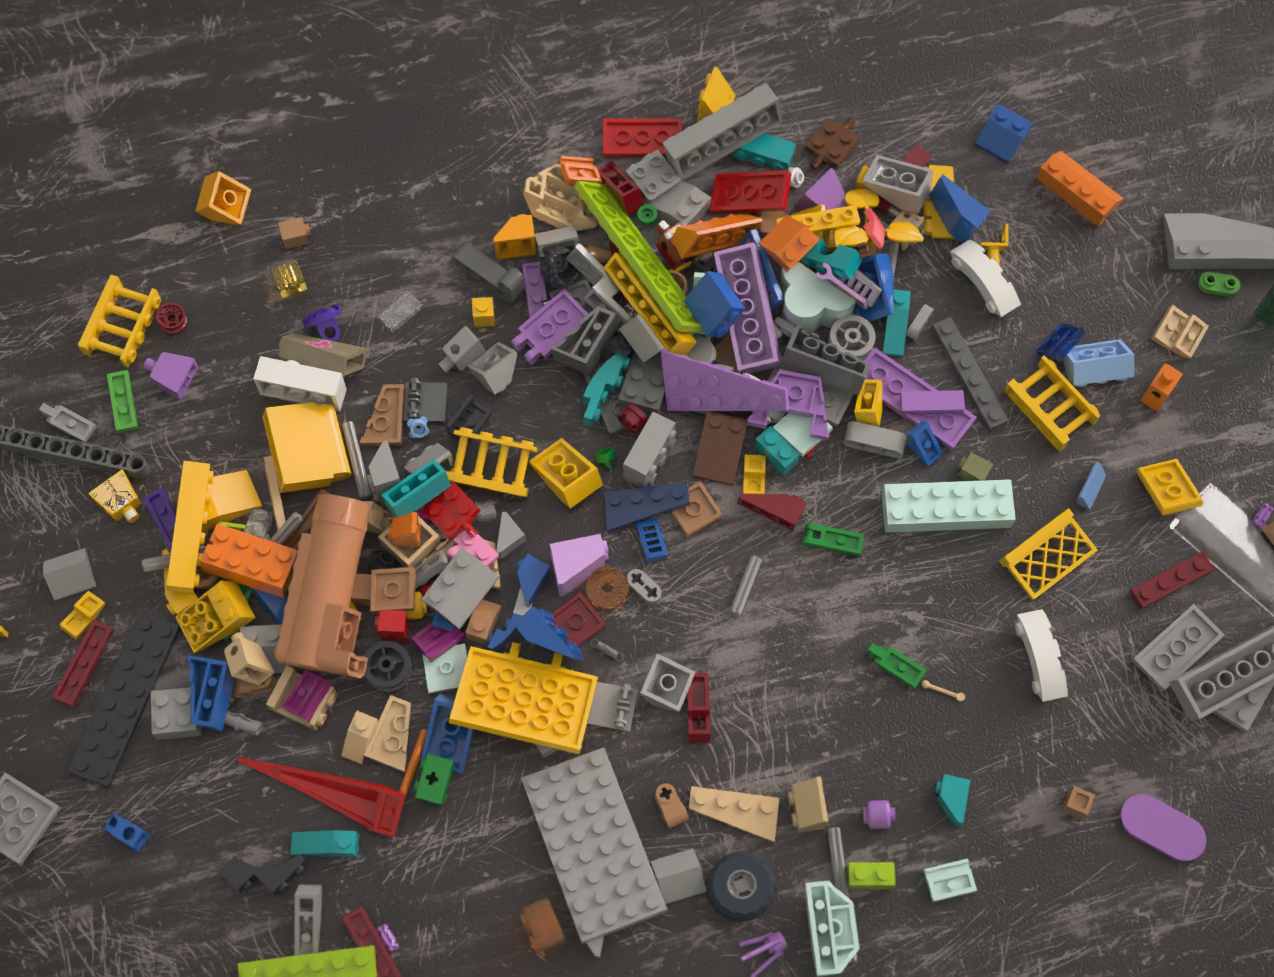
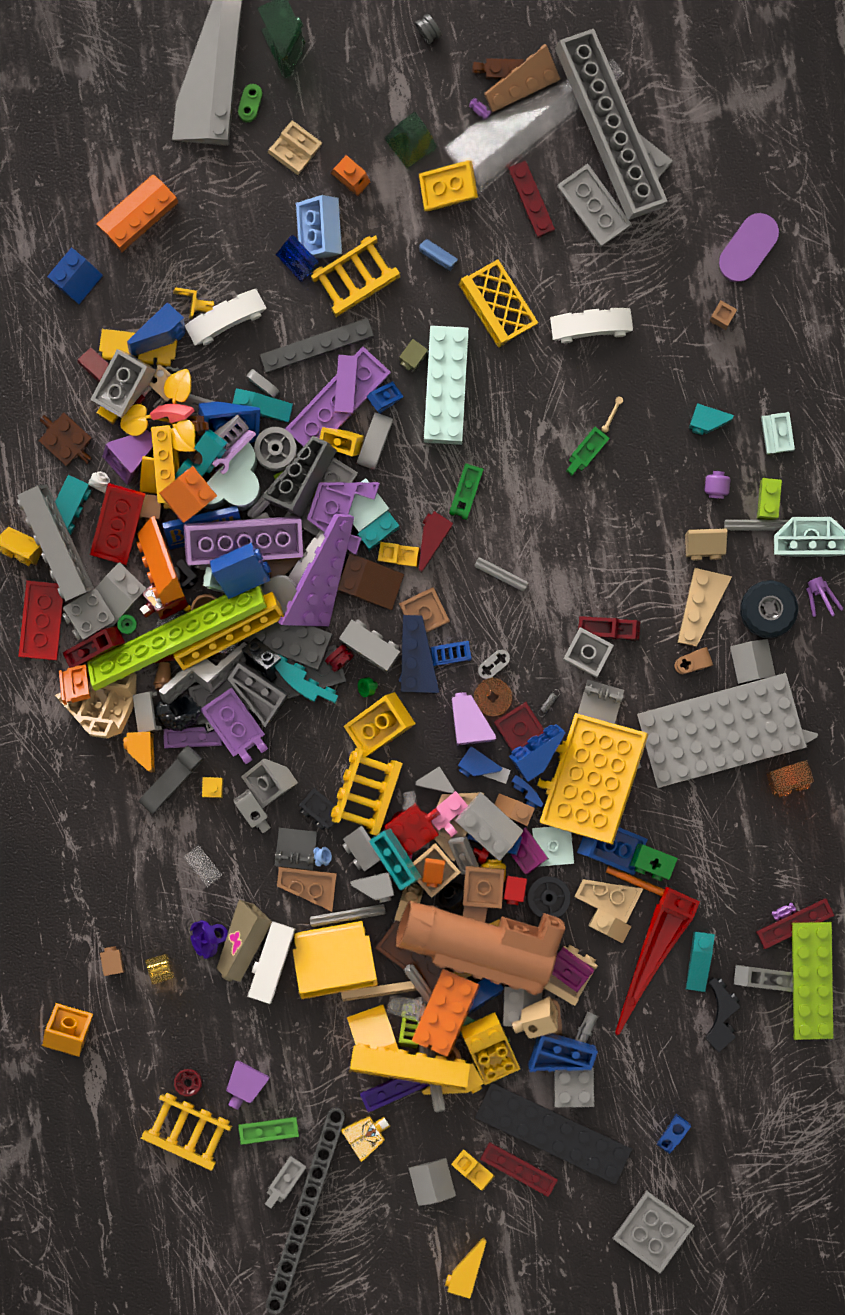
camera: 85 degrees left, 15 degrees up
(641, 338) = (264, 641): light grey slope -> none
(1212, 446) = (410, 140): none -> clear green slope

